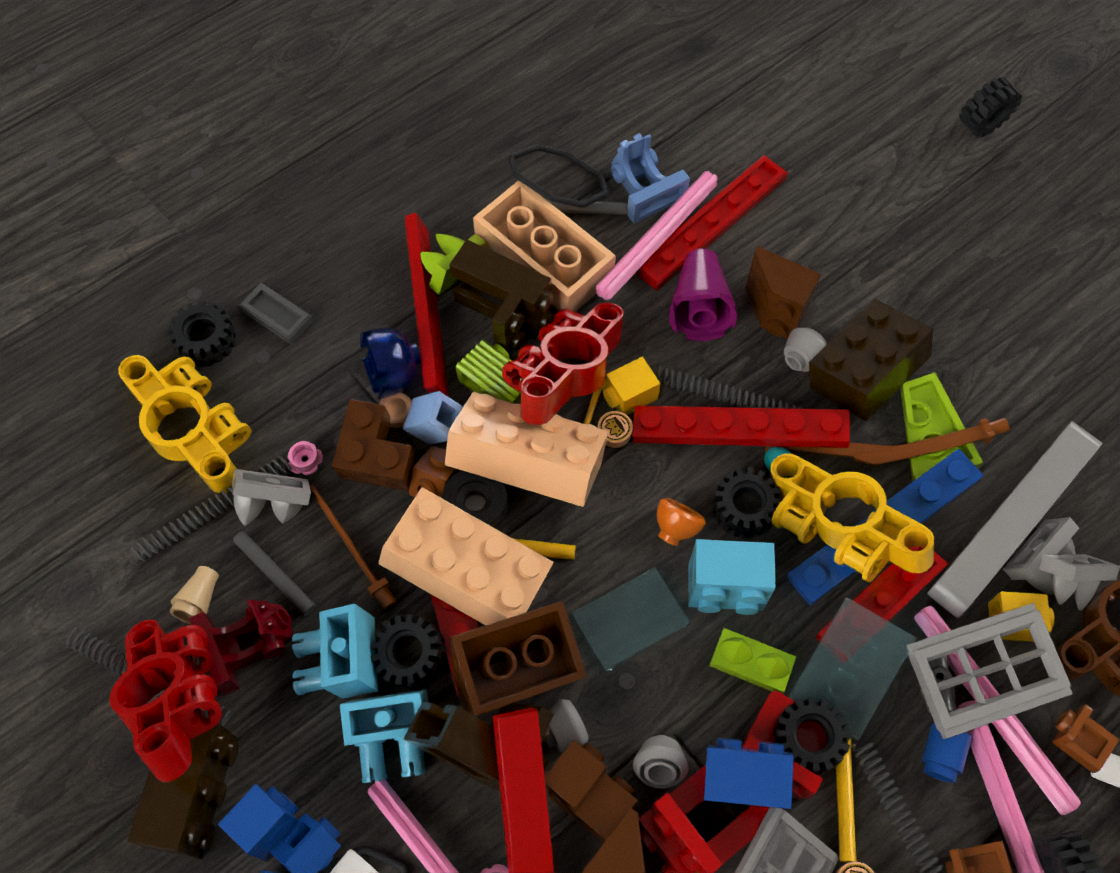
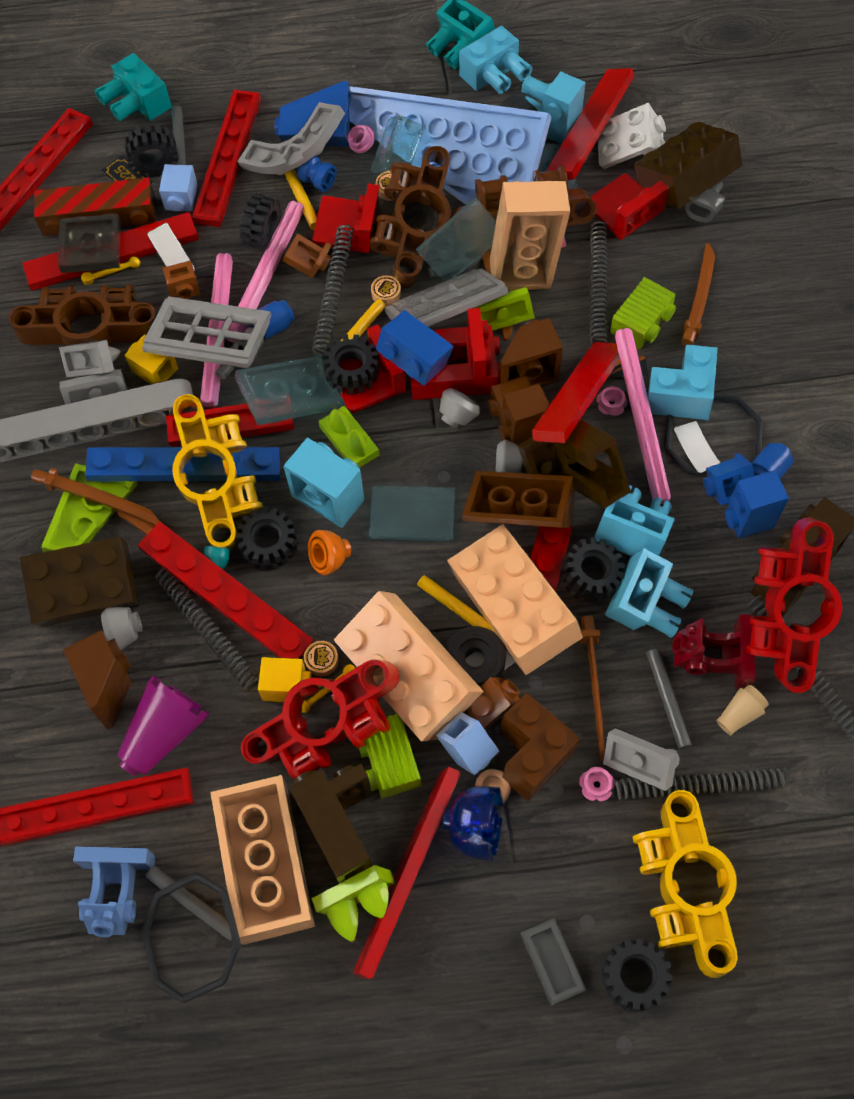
camera: 145 degrees left, 0 degrees up
(656, 236) = (144, 814): bright pink axle -> none

